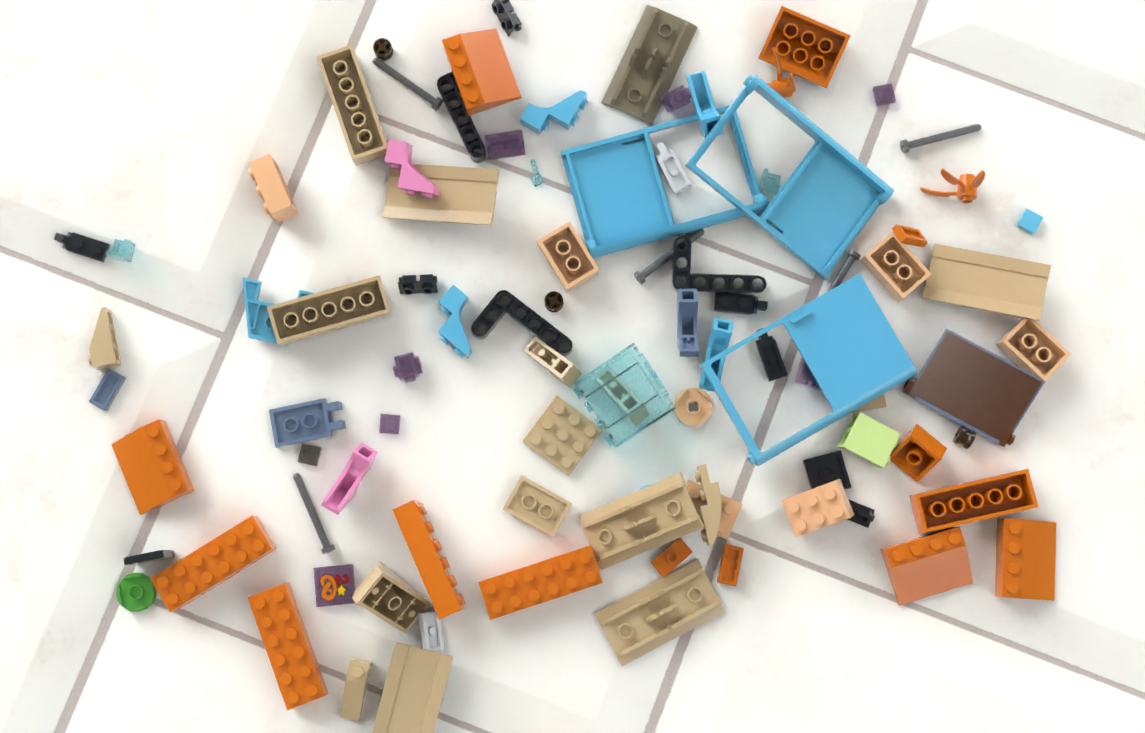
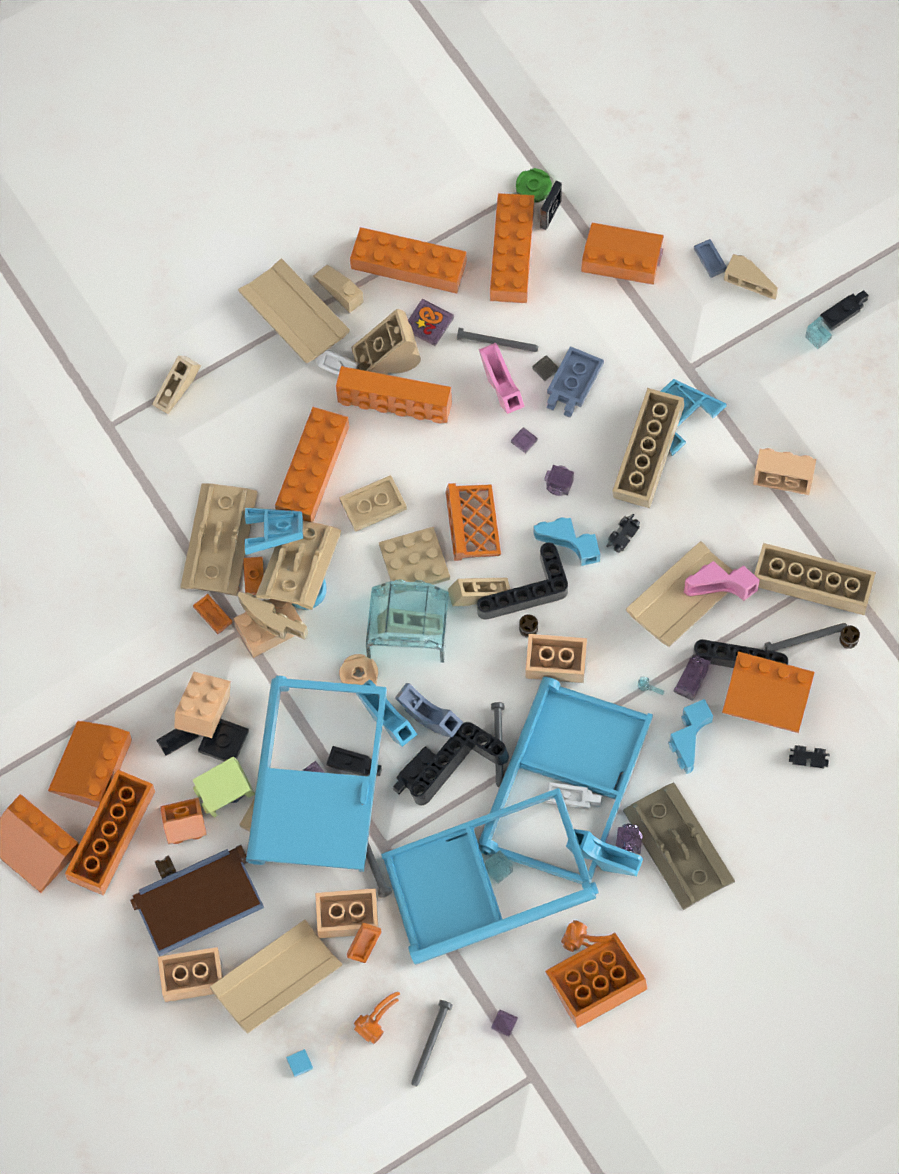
camera: 130 degrees right, 15 degrees down
(501, 427) = (456, 521): none -> orange fence
(621, 558) = (279, 528): none -> medium azure wing

